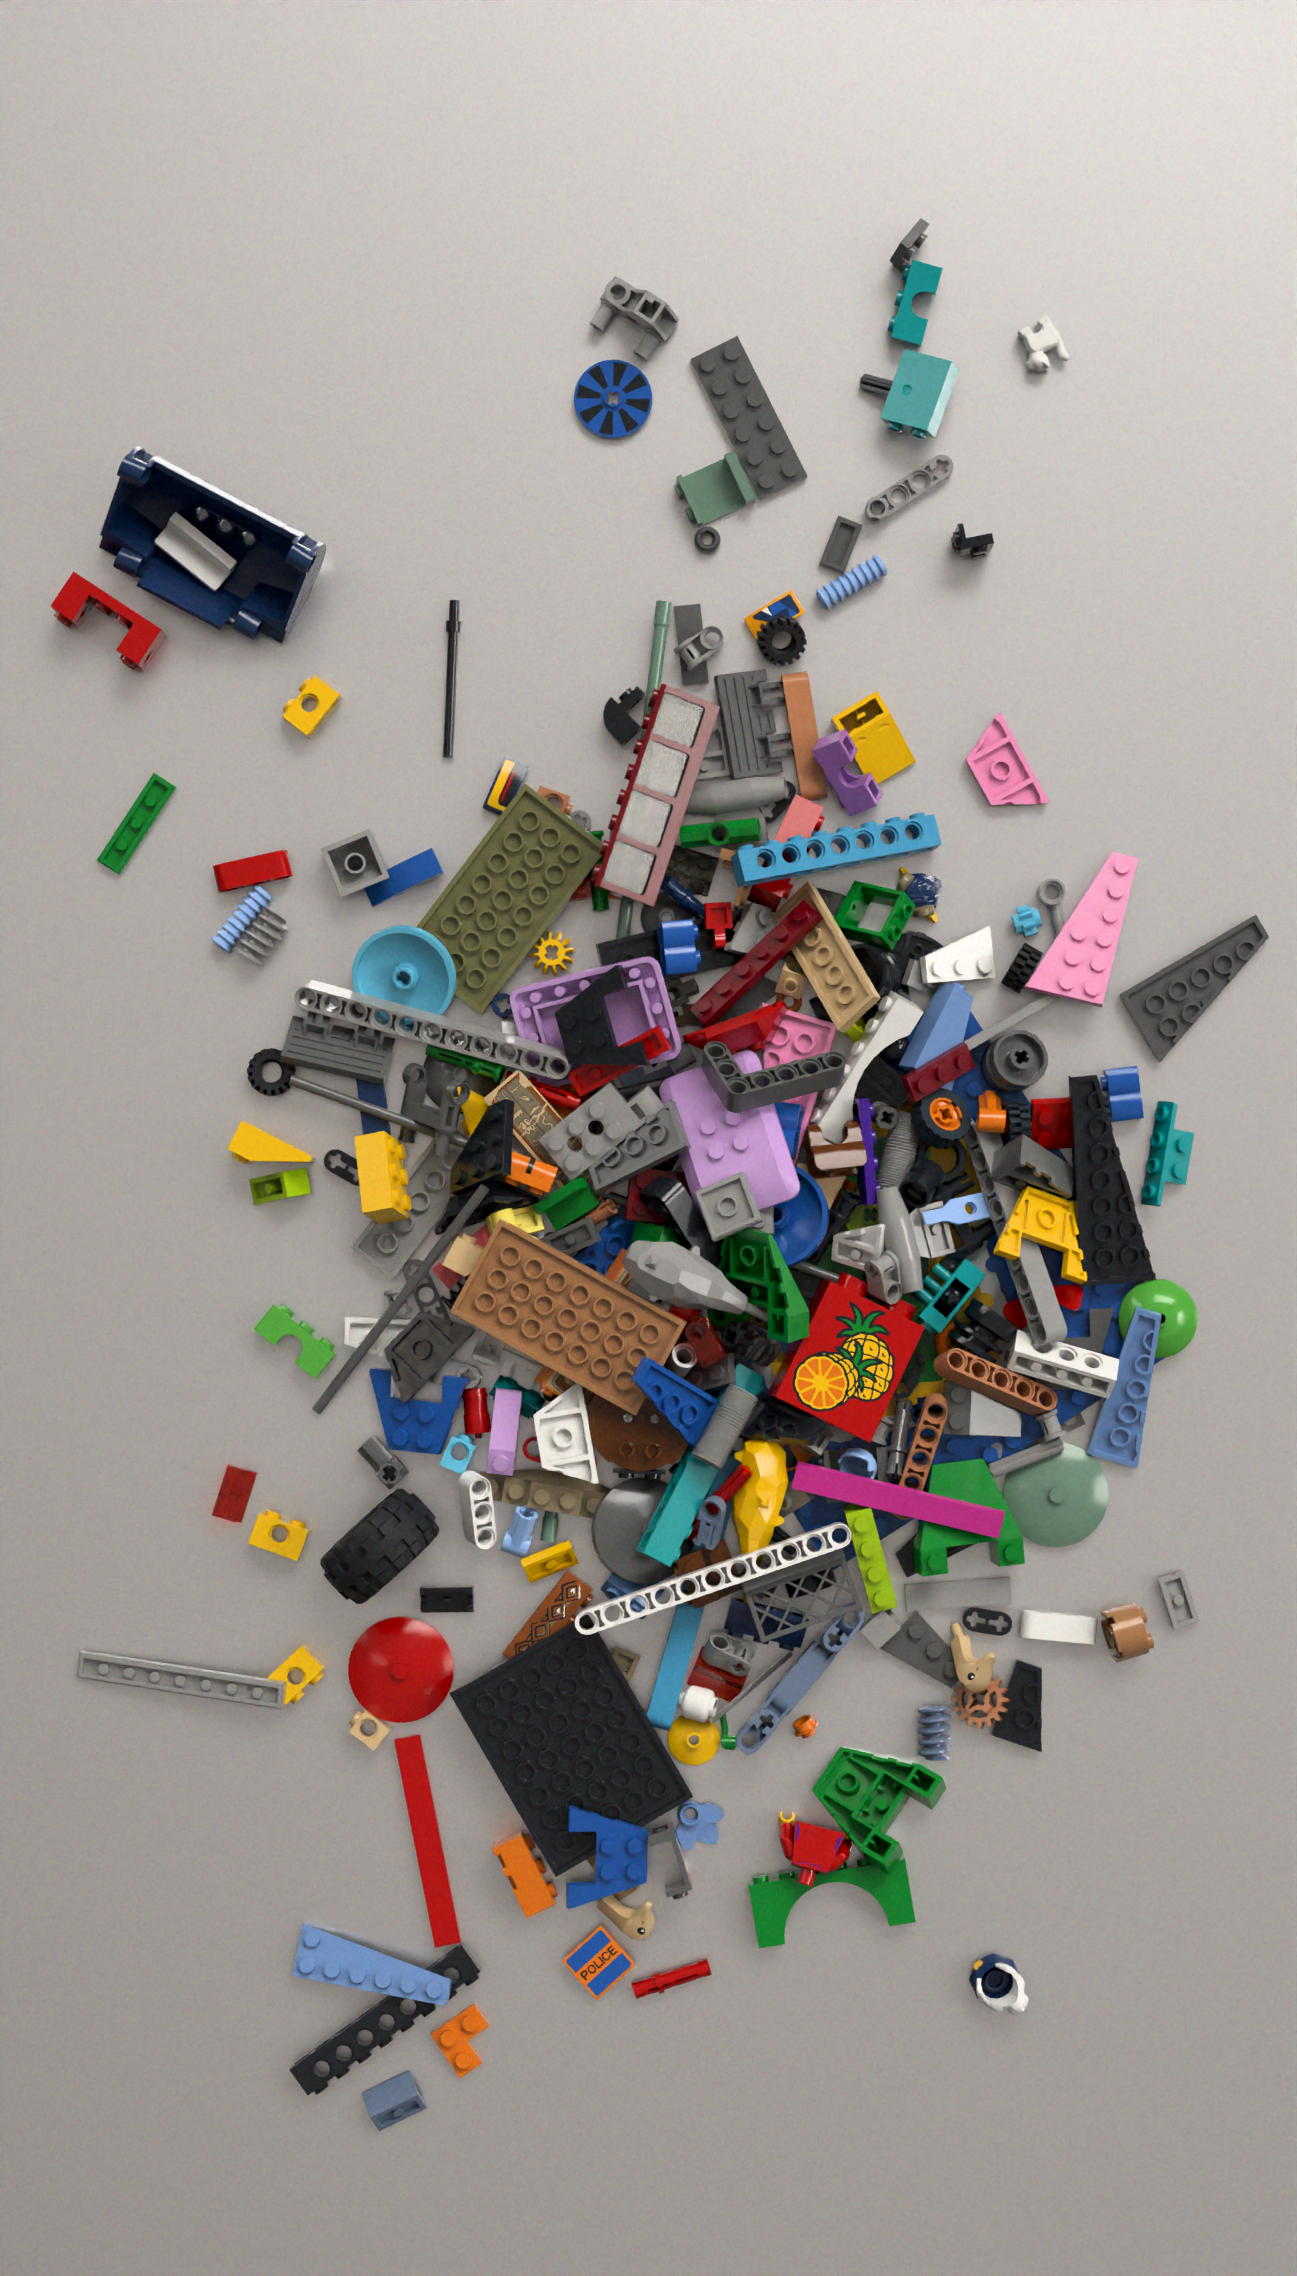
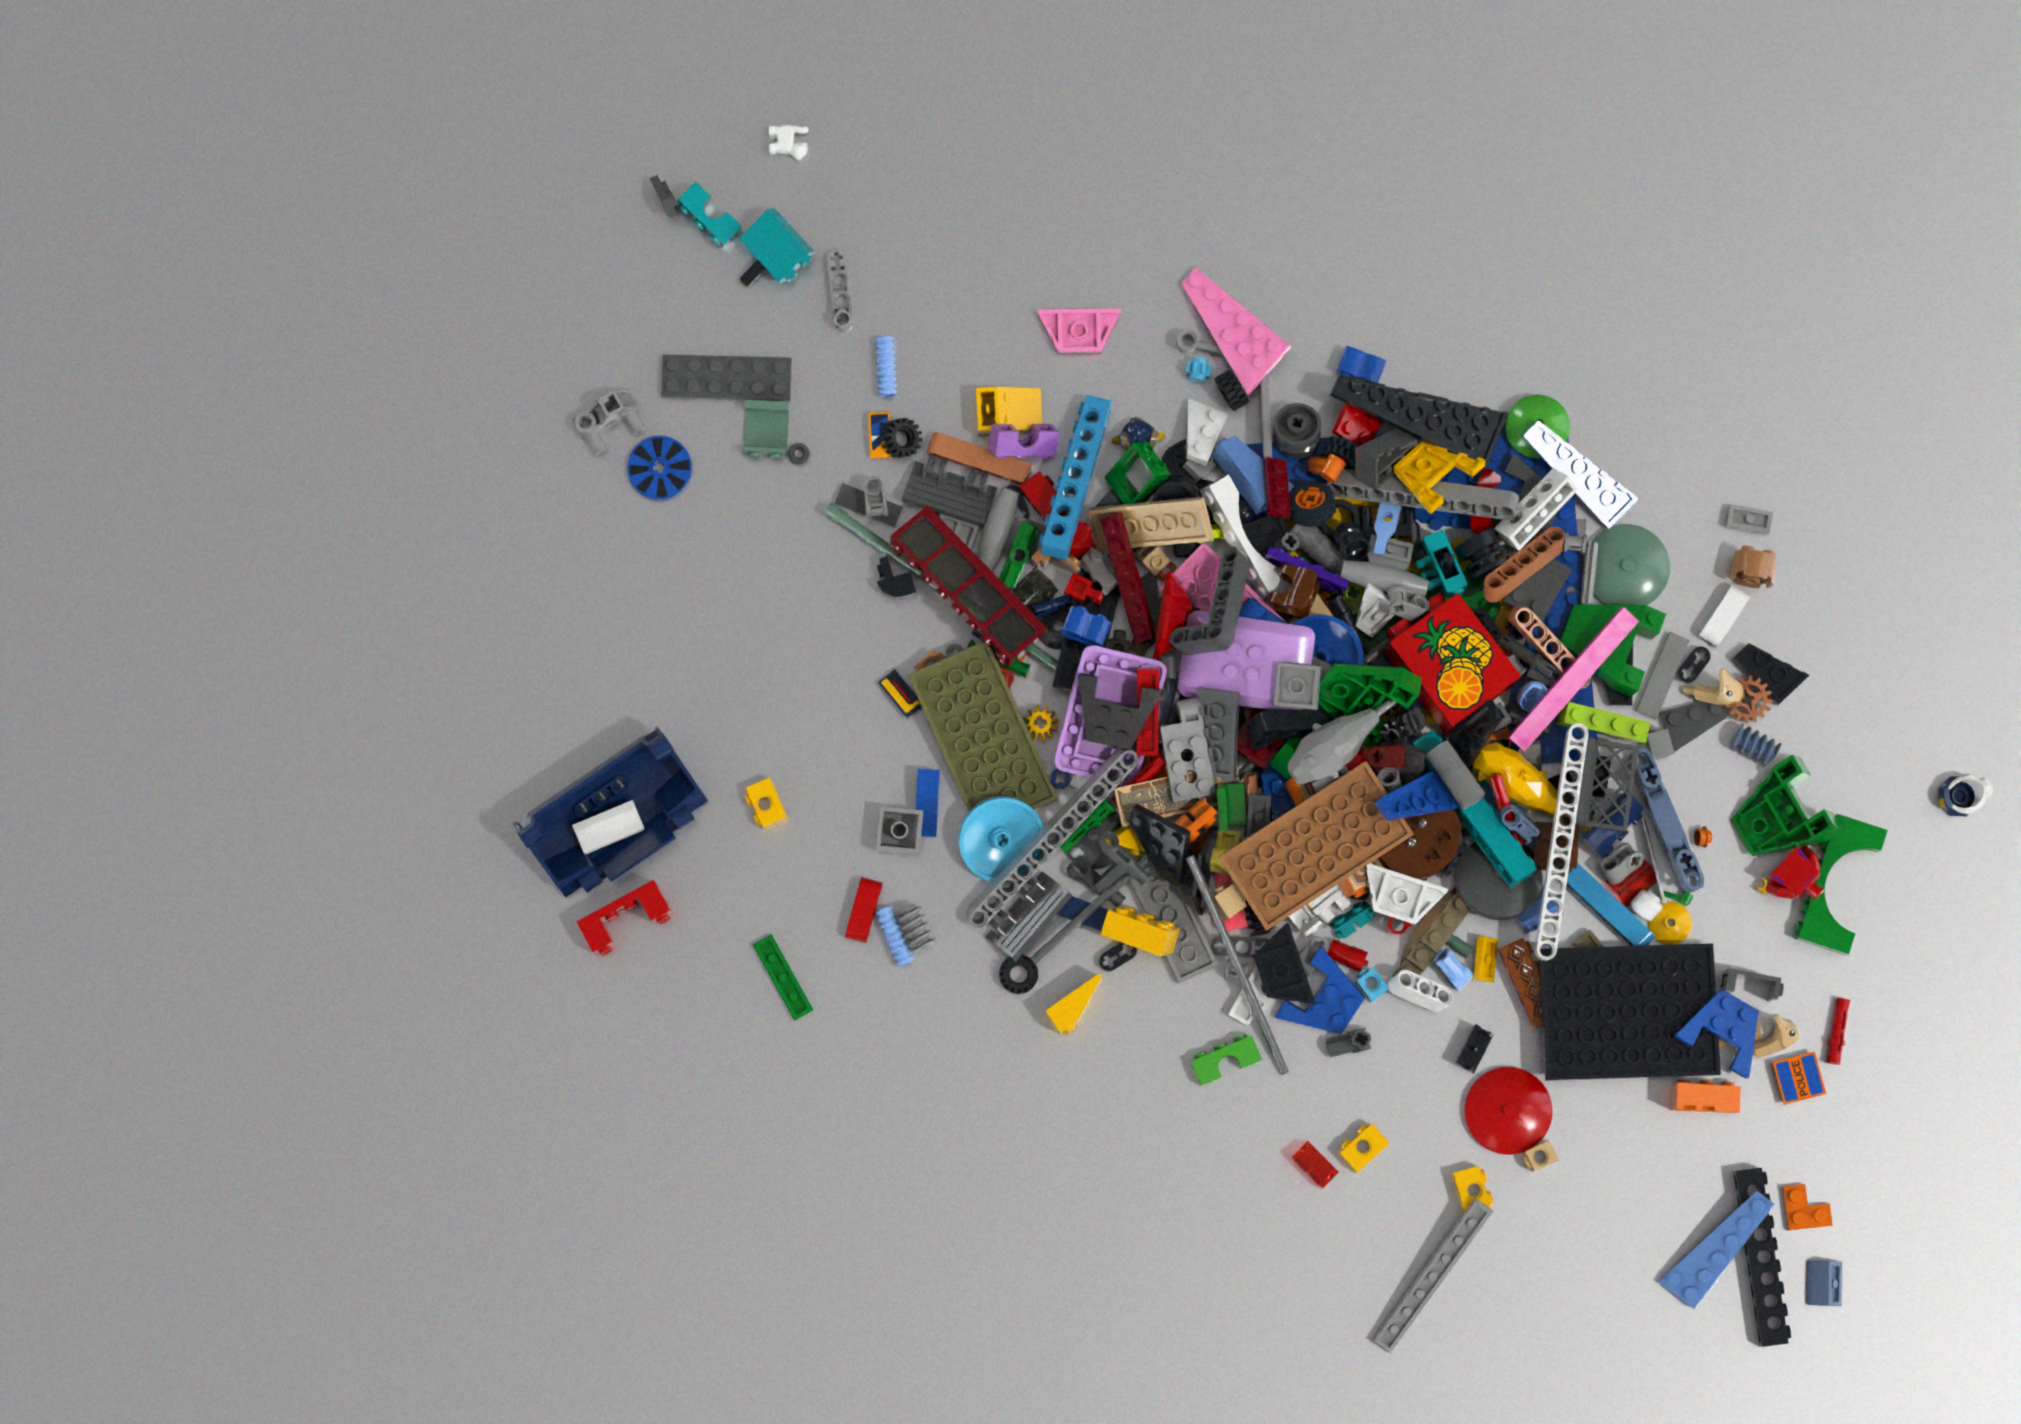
camera: 60 degrees left, 5 degrees down
(280, 1186) = (1106, 1012): lime slope -> none
(379, 1546) = (1411, 1073): black tyre -> none
(427, 1840) = (1644, 1157): red tile -> none
(453, 628) = (764, 670): black bar -> none
(504, 1432) = (1373, 941): lavender slope -> none
(699, 1827) = (1736, 950): medium blue plate -> none
(840, 545) = (854, 360): dark grey tile -> none
(942, 1340) = (1473, 588): orange arm -> none
(974, 546) = (908, 264): black bracket -> none
(1167, 1155) = (1422, 358): teal bracket -> none
(1181, 992) = (1309, 287): dark grey wing -> none

